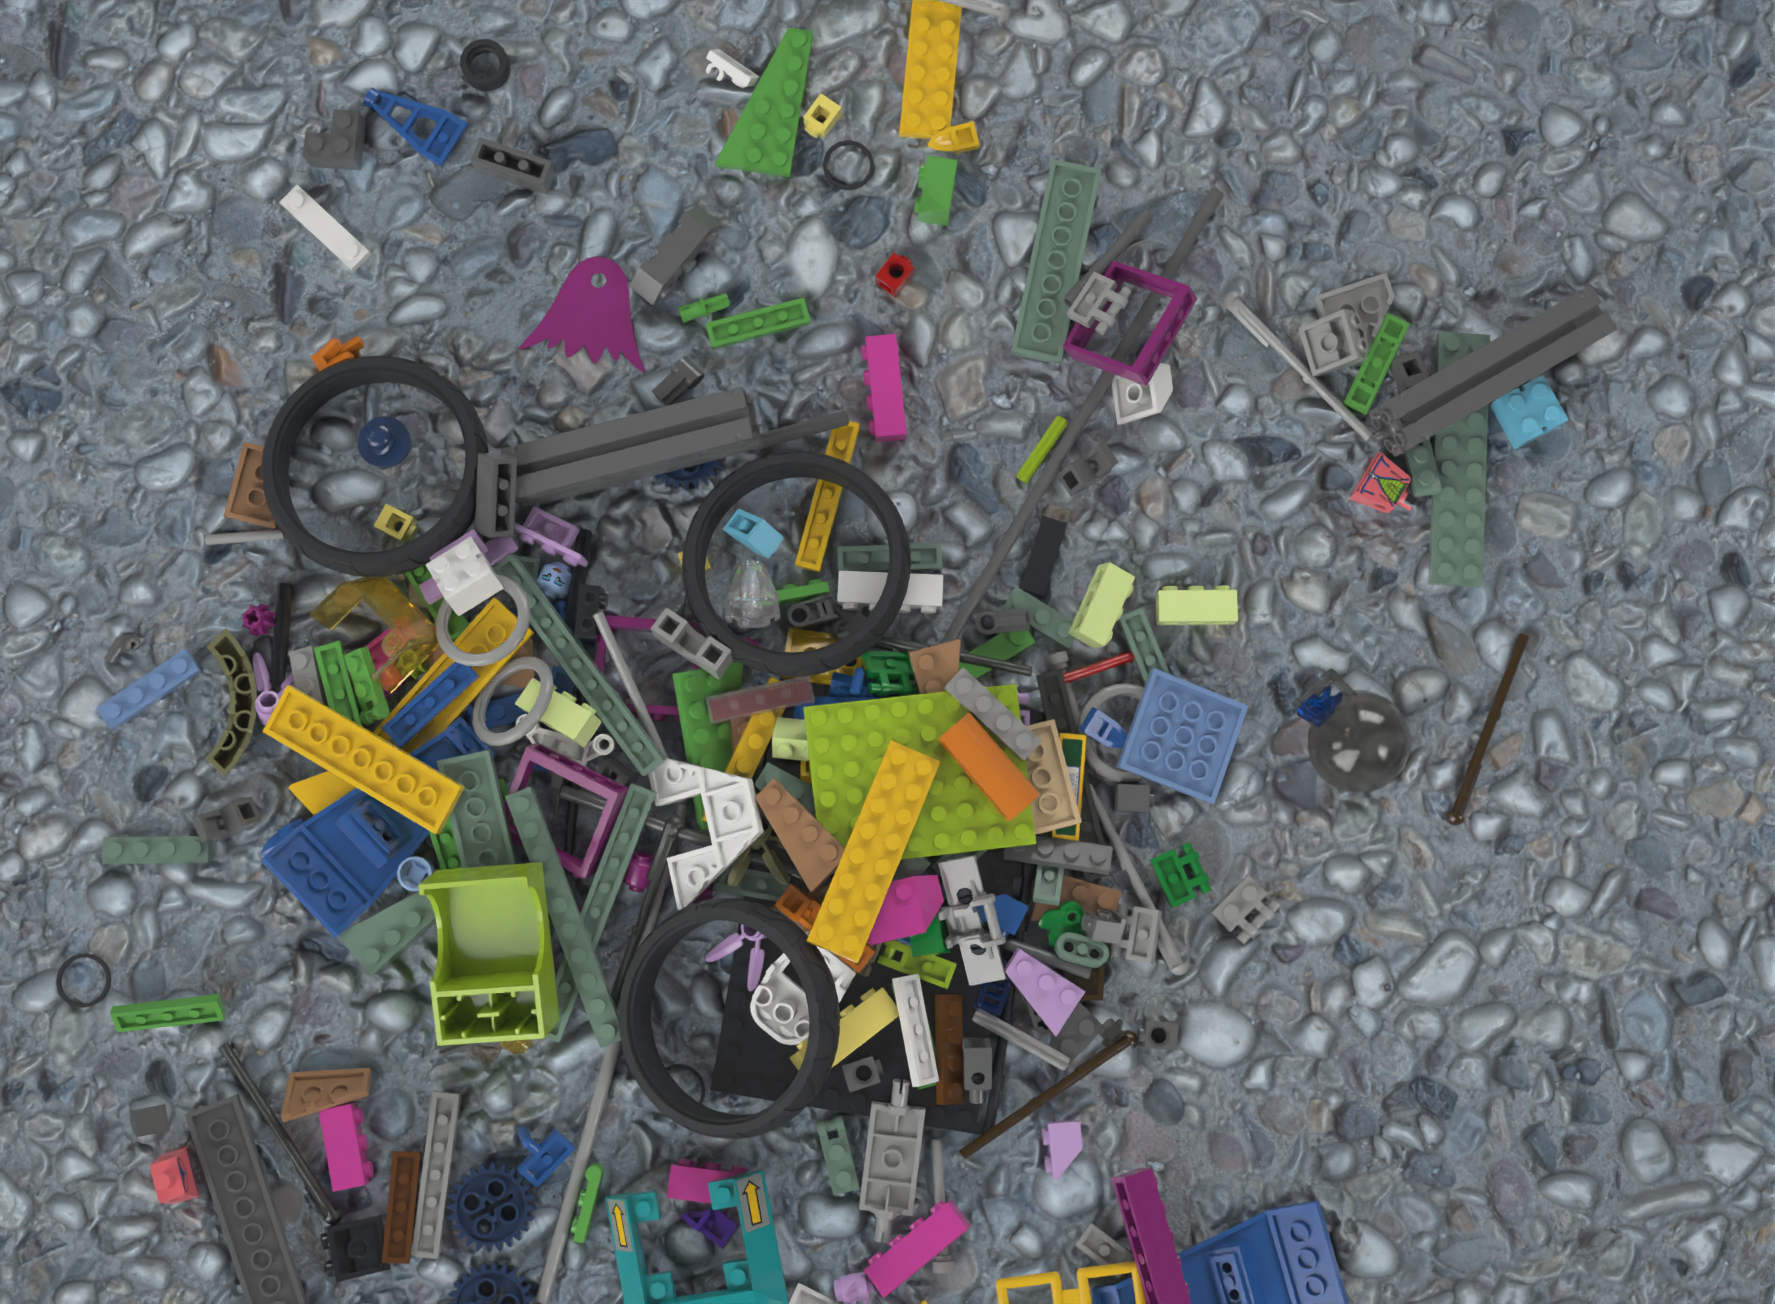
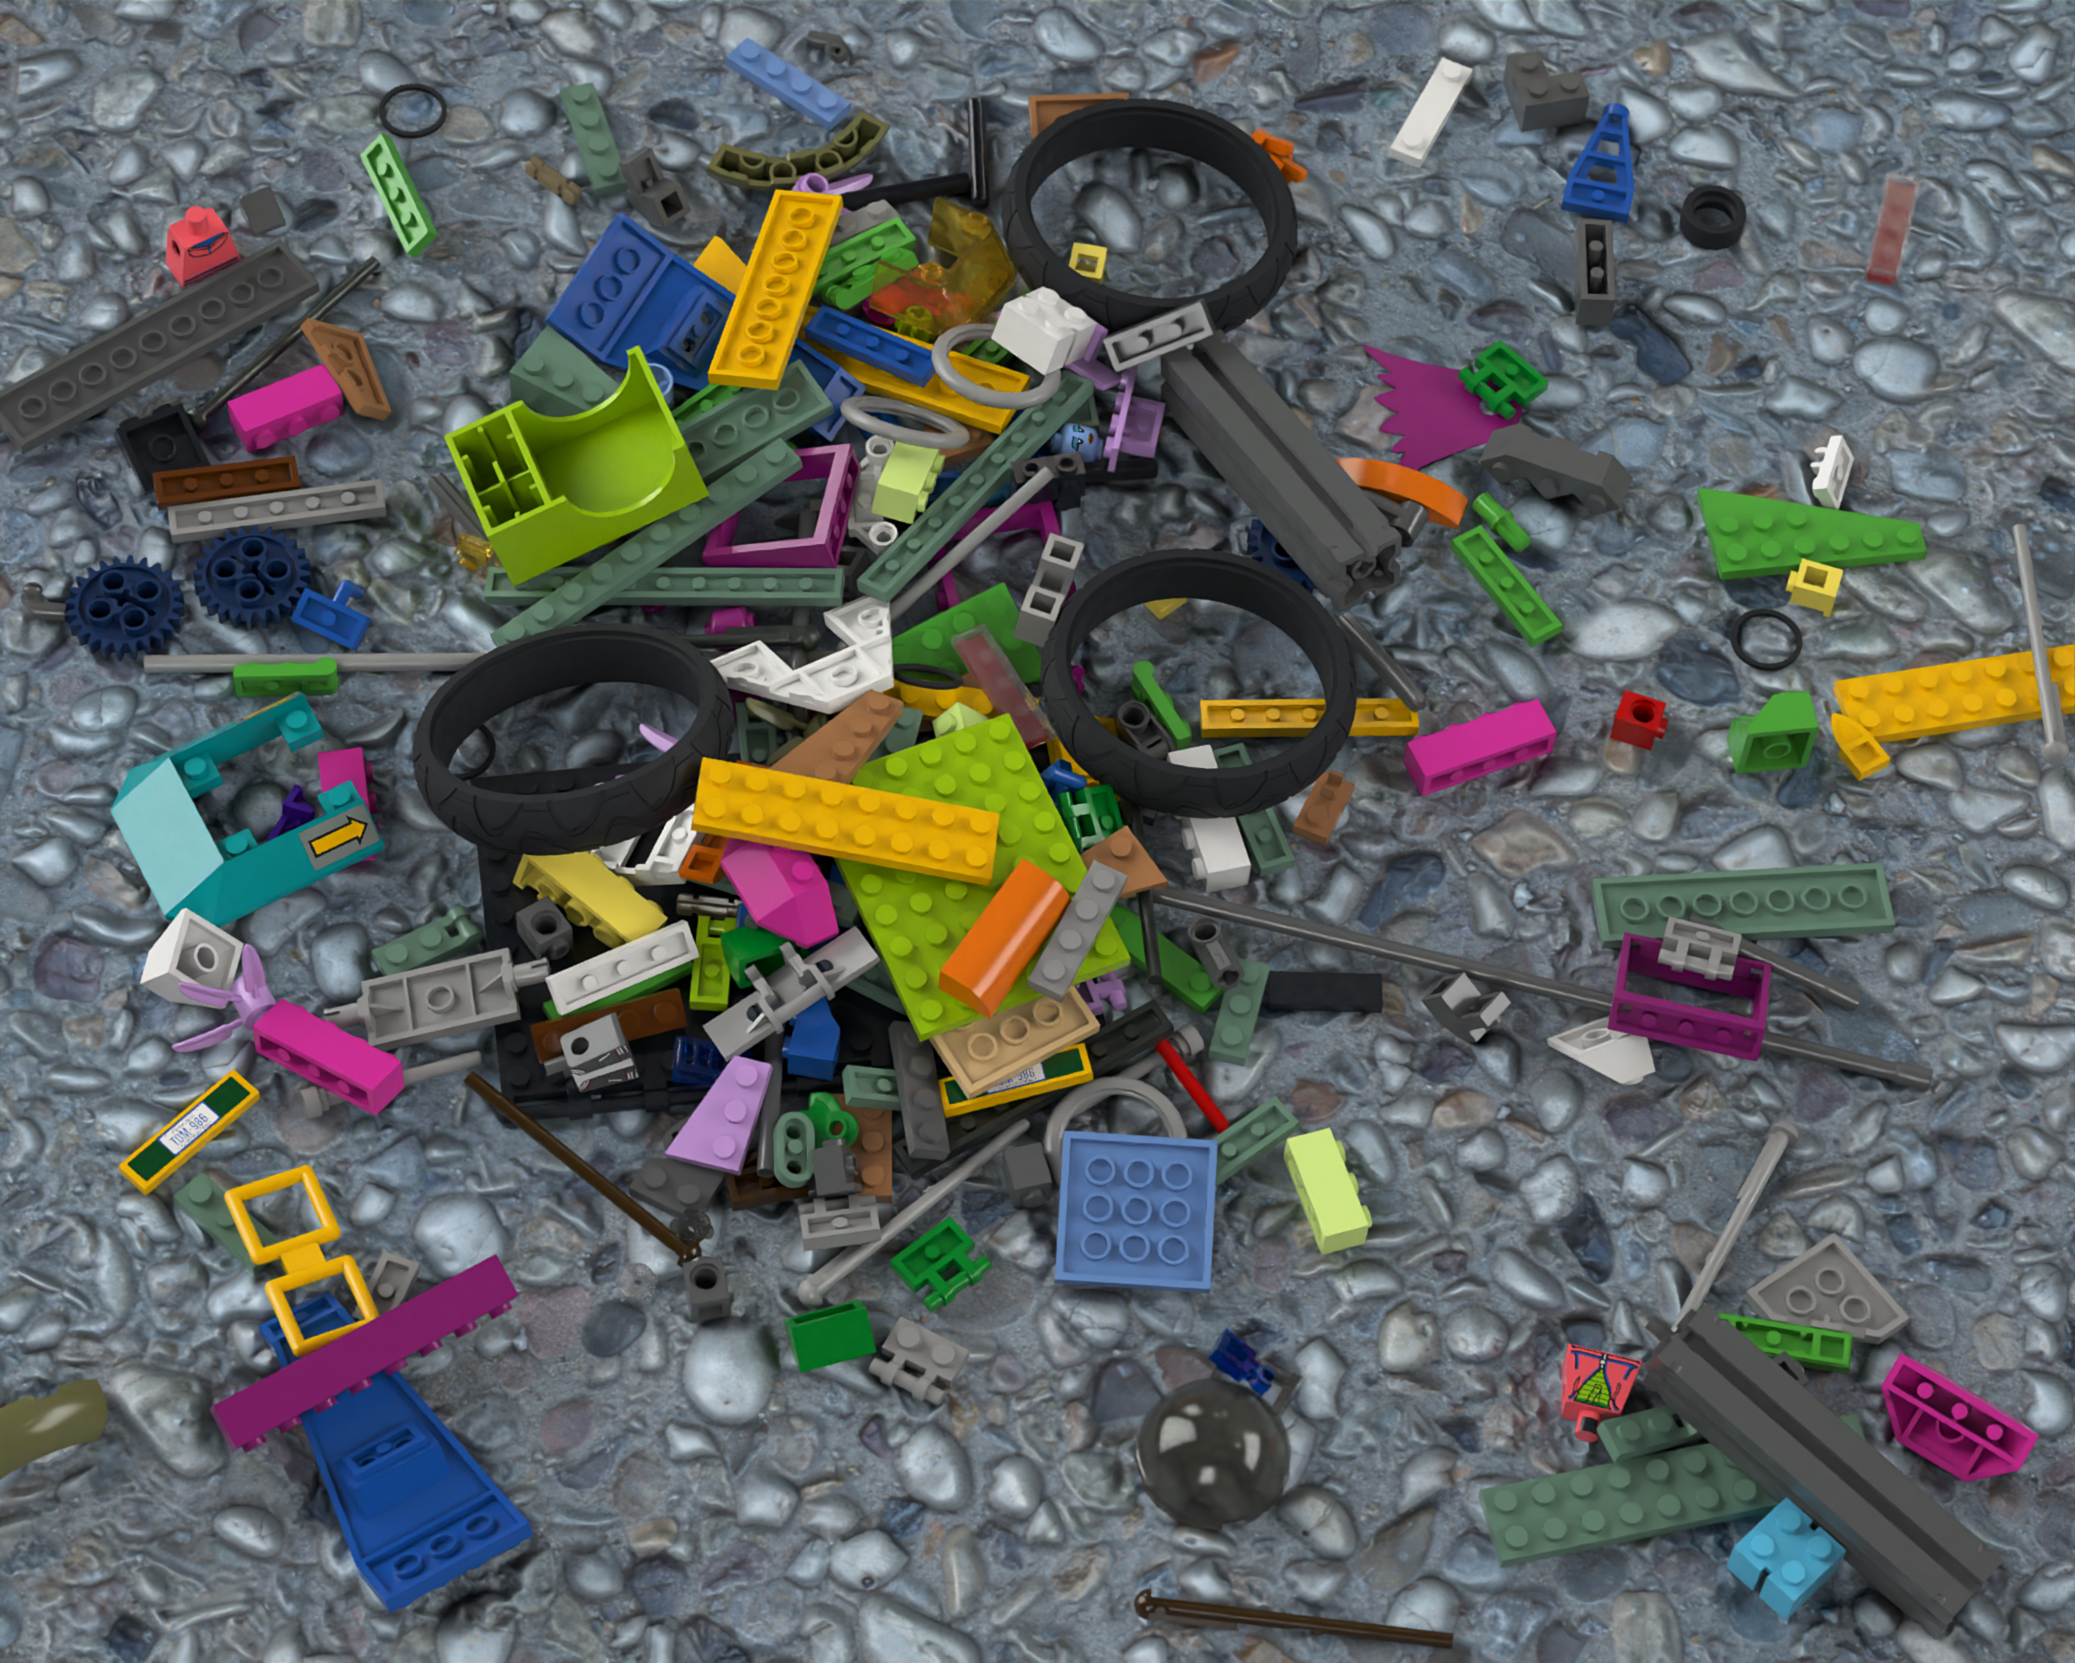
camera: 70 degrees right, 25 degrees down
(188, 891) = (553, 180): none -> dark tan axle
(239, 537) = (1007, 120): light grey bar -> none
(258, 619) = (913, 161): magenta gear -> none
(259, 568) = (978, 152): none -> black axle
(384, 442) = (1180, 207): dark blue plate -> none
(580, 256) = (1508, 372): none -> green plate
(653, 368) = (1403, 484): none -> orange slope
(723, 740) = (957, 679): none -> black piece
(751, 596) = (1130, 615): clear cone -> none
(754, 533) = (1215, 609): medium azure slope -> none
(909, 512) = (1323, 807): none -> medium nougat plate
(1021, 1039) = (648, 1112): light grey axle -> none
(1042, 449) = (1472, 951): lime axle -> none
(1063, 1144) = (516, 1205): lavender slope -> none
(1102, 605) = (1282, 1068): yellowish green brick -> none
(1103, 729) = (1109, 1099): blue plate -> none
(1213, 963) = (830, 1335): none -> green brick
(1333, 342) = (1776, 1264): light grey plate -> none
(1468, 271) = (1953, 1423): none -> dark pink wedge

